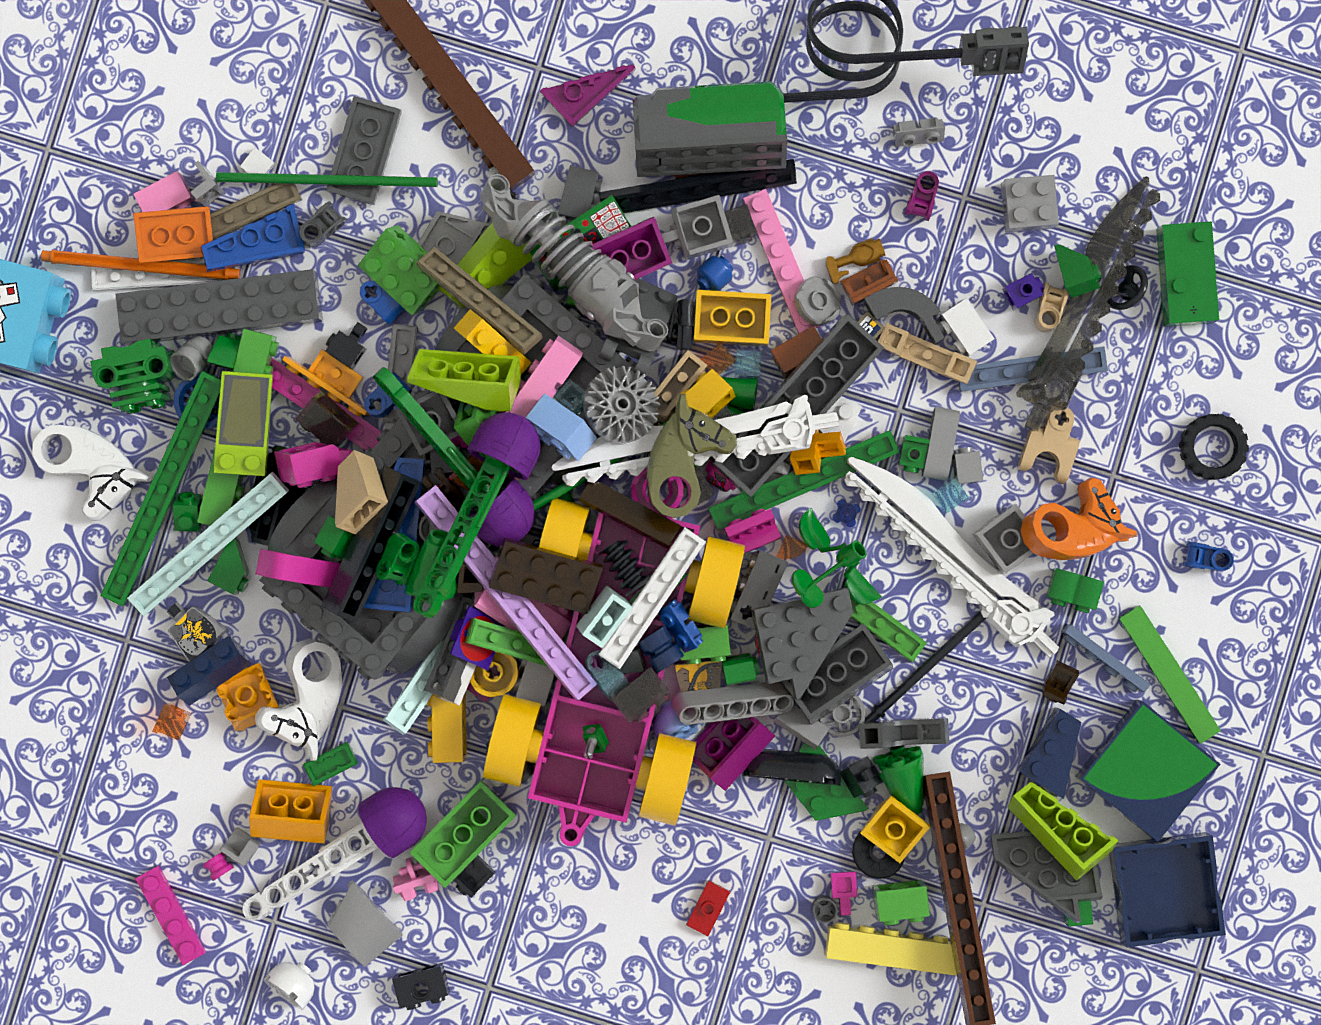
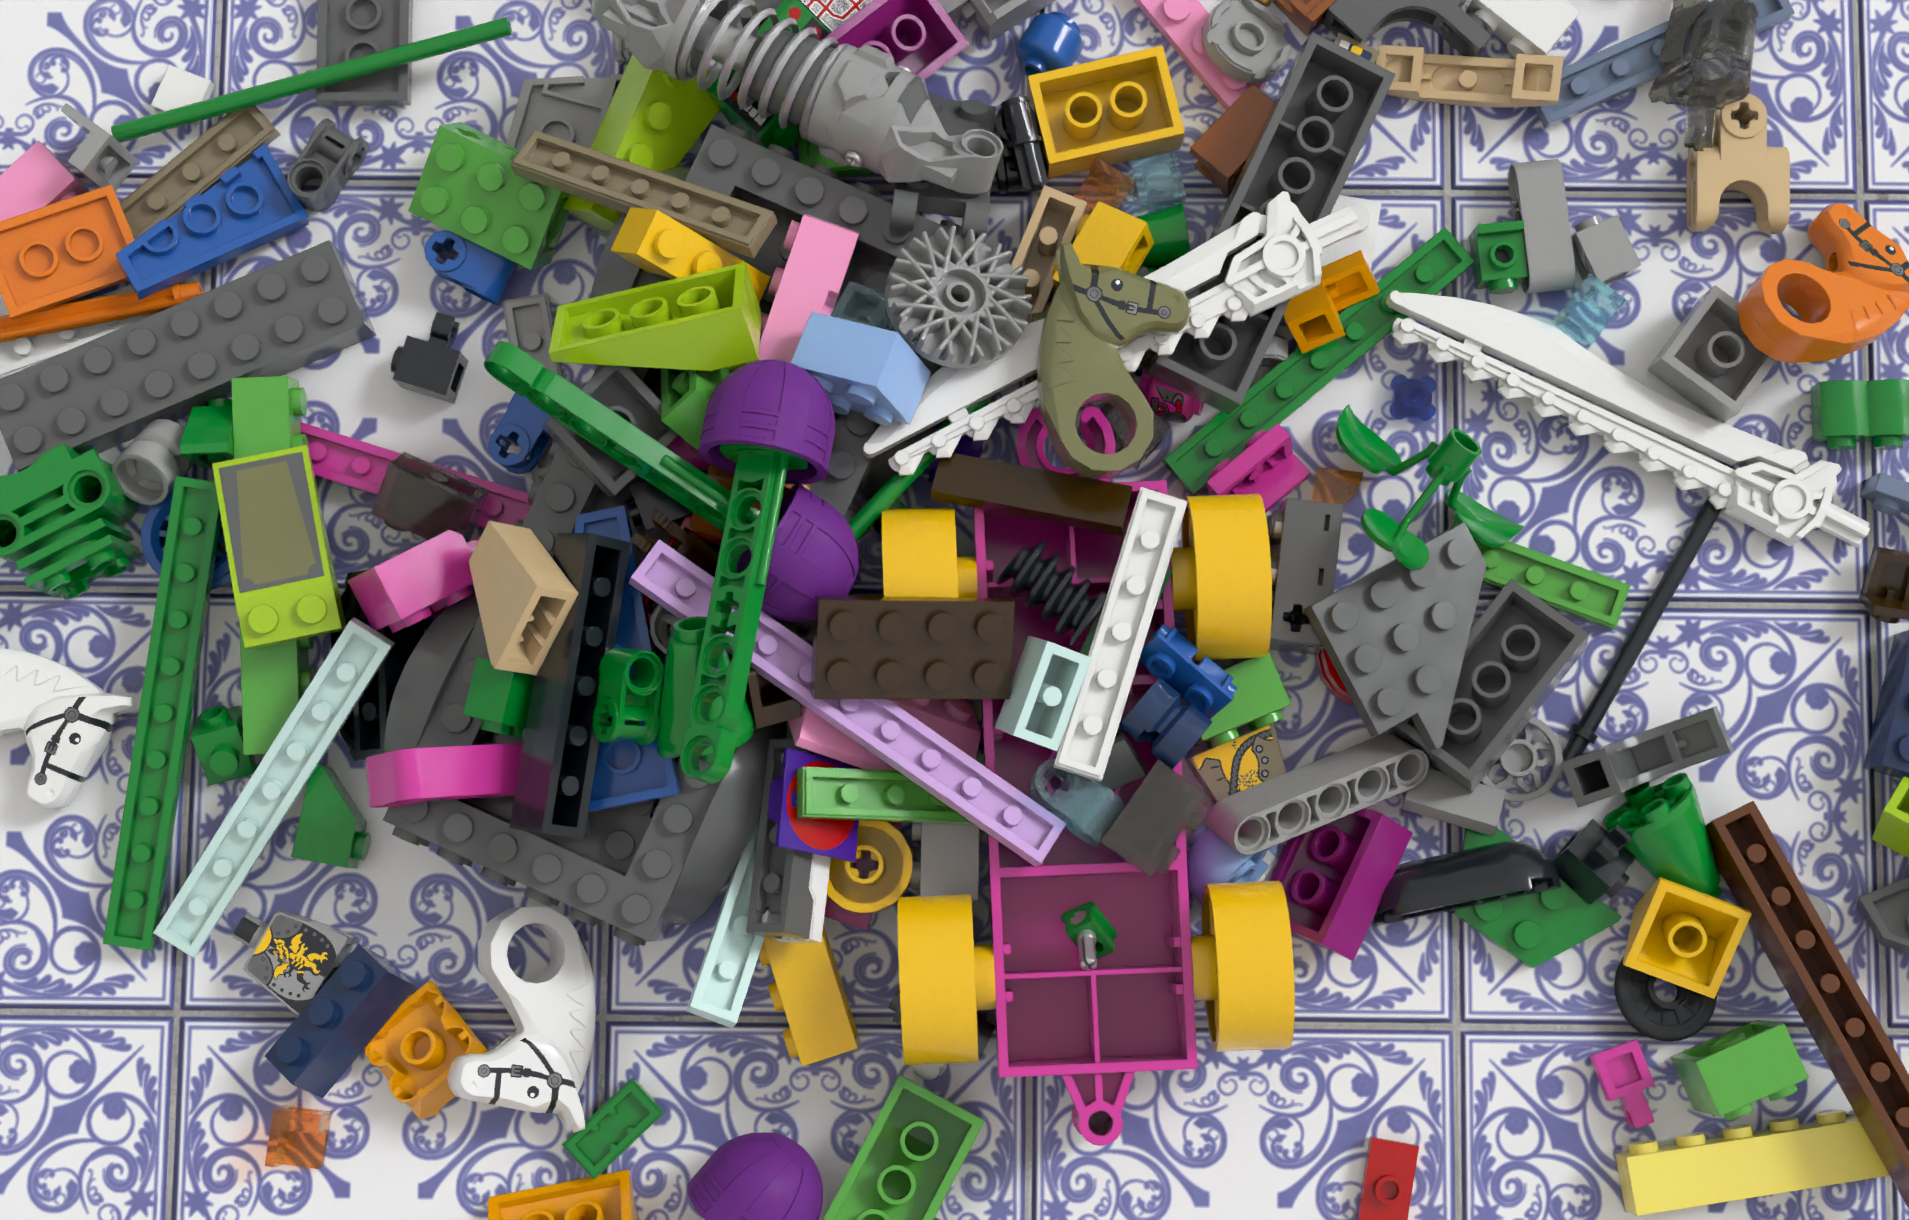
camera: 15 degrees left, 5 degrees down
(333, 376) = (421, 422): light orange bracket -> none
(740, 668) = (1313, 728): green brick -> none
(824, 913) = (1611, 1127): dark grey wheel -> none

